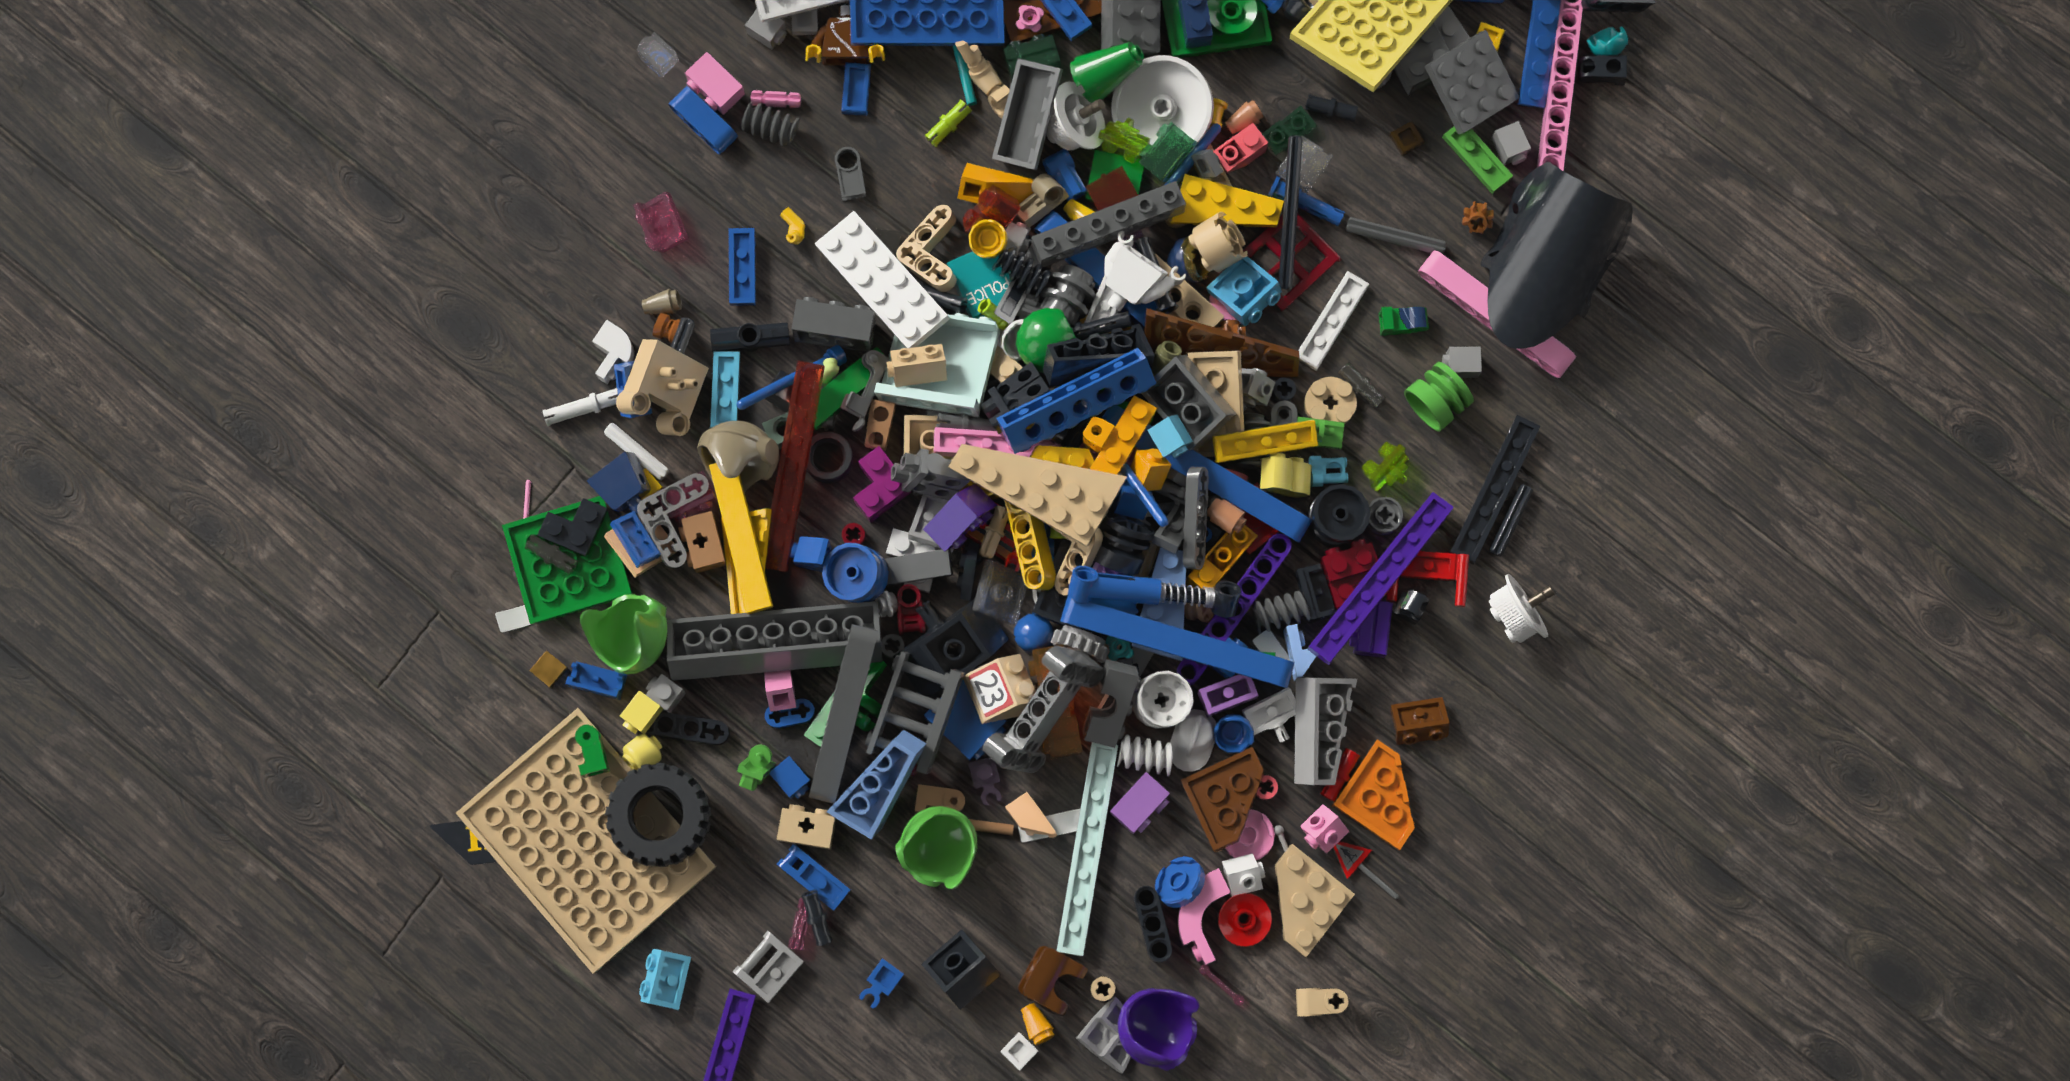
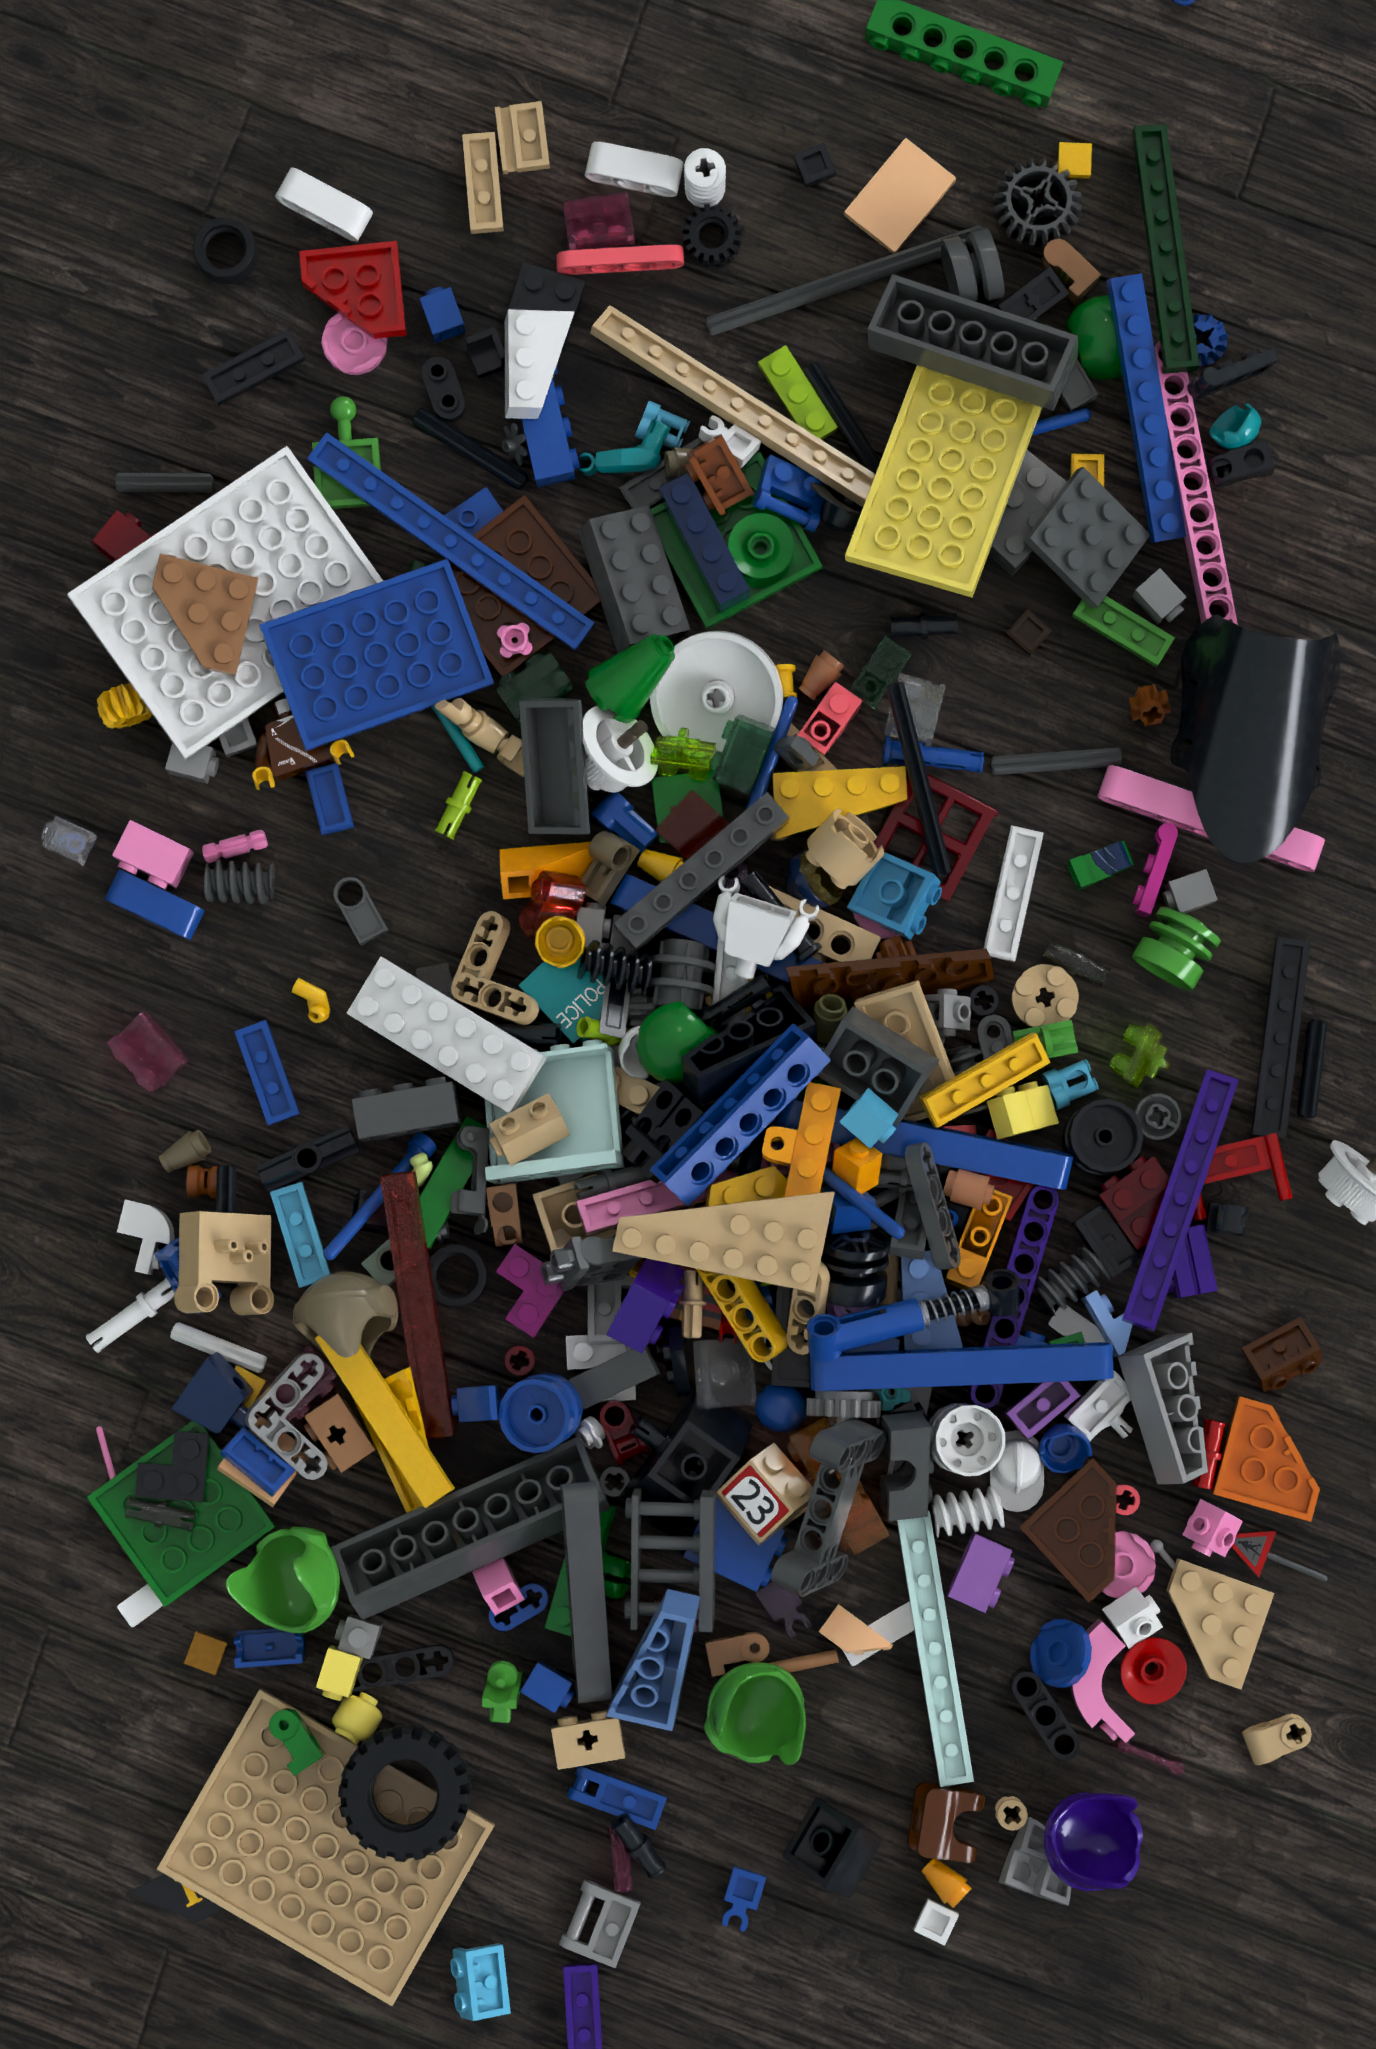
camera: 15 degrees left, 5 degrees up
(1442, 336) = (1155, 869): none -> dark pink plate

